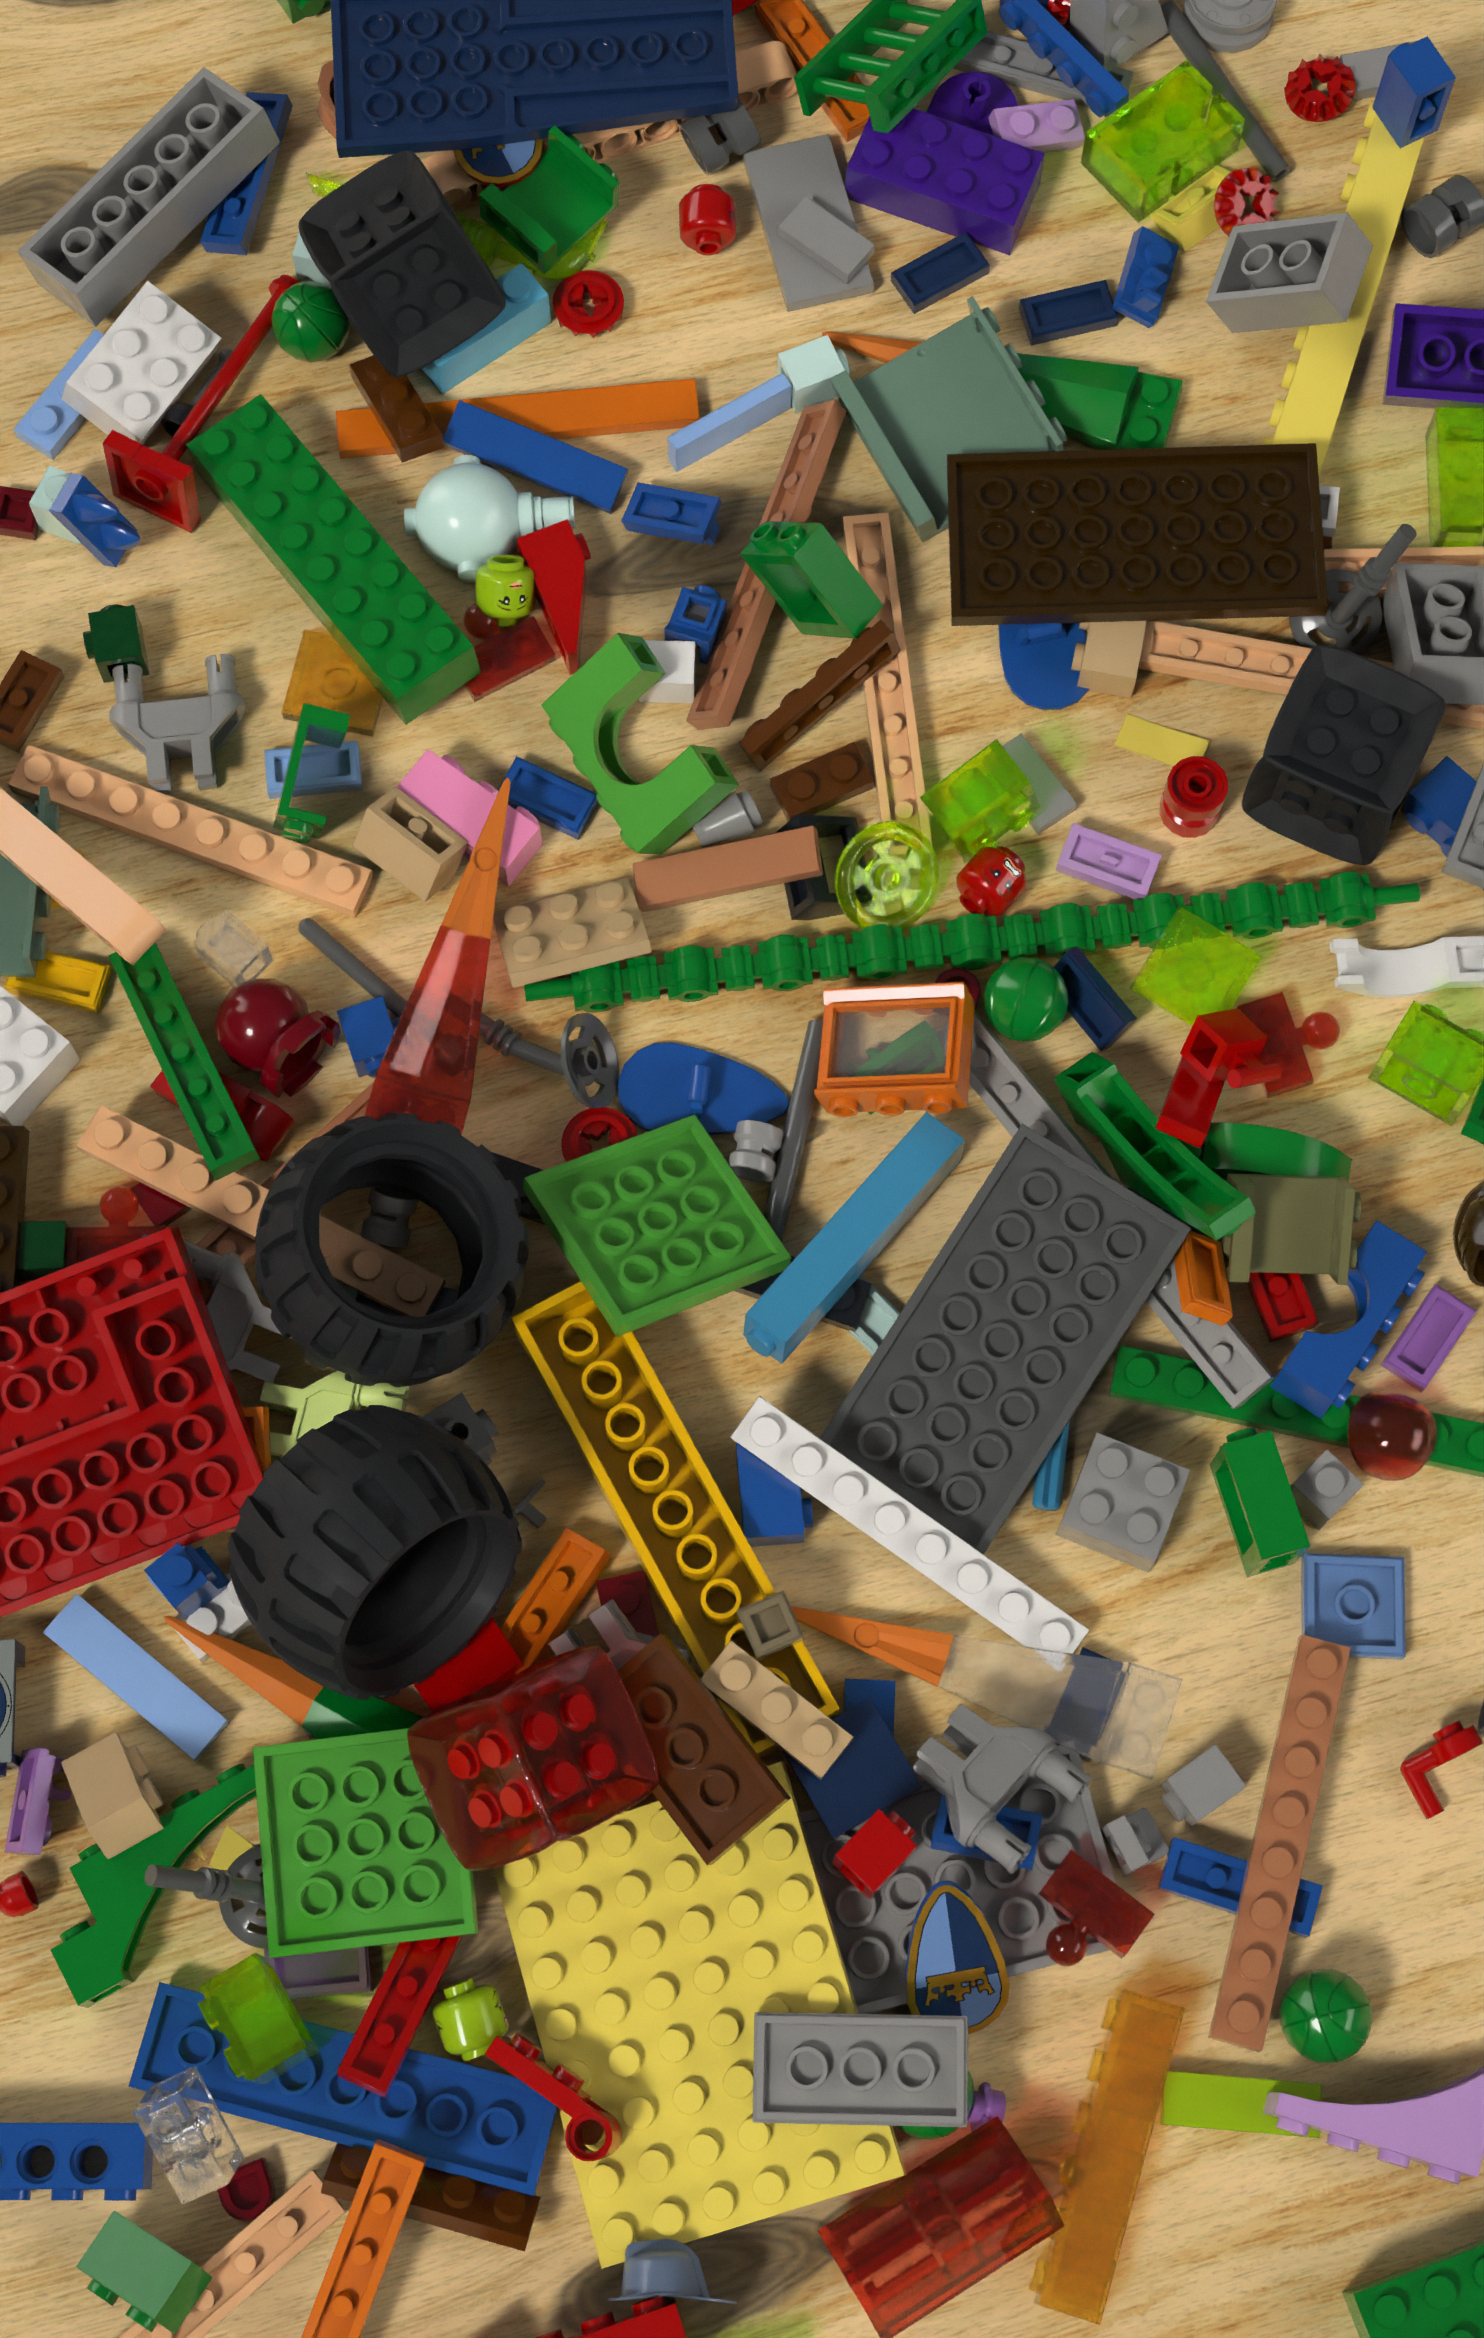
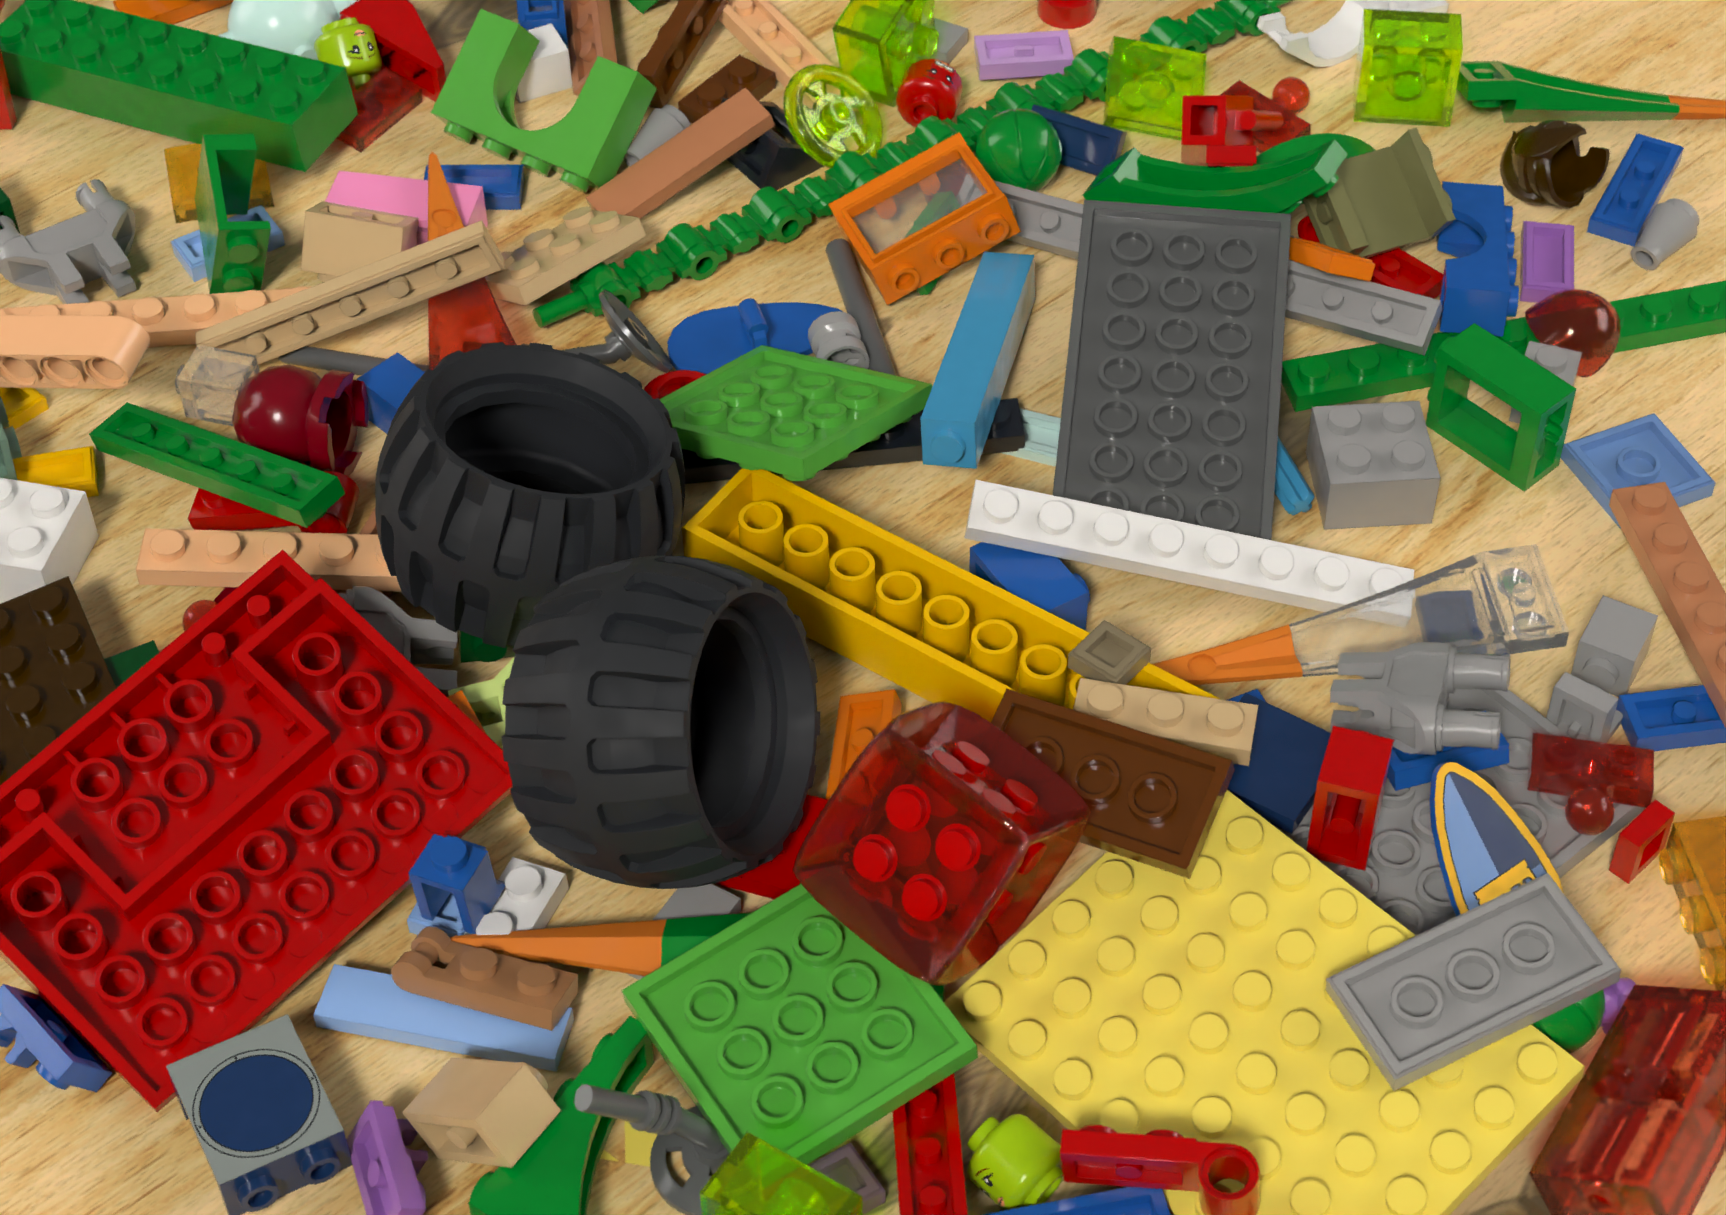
camera: 25 degrees left, 25 degrees down
(174, 1670) = (484, 980): none -> medium nougat plate
(365, 929) = (359, 295): none -> tan tile
(1101, 1980) = (1641, 841): none -> red tile

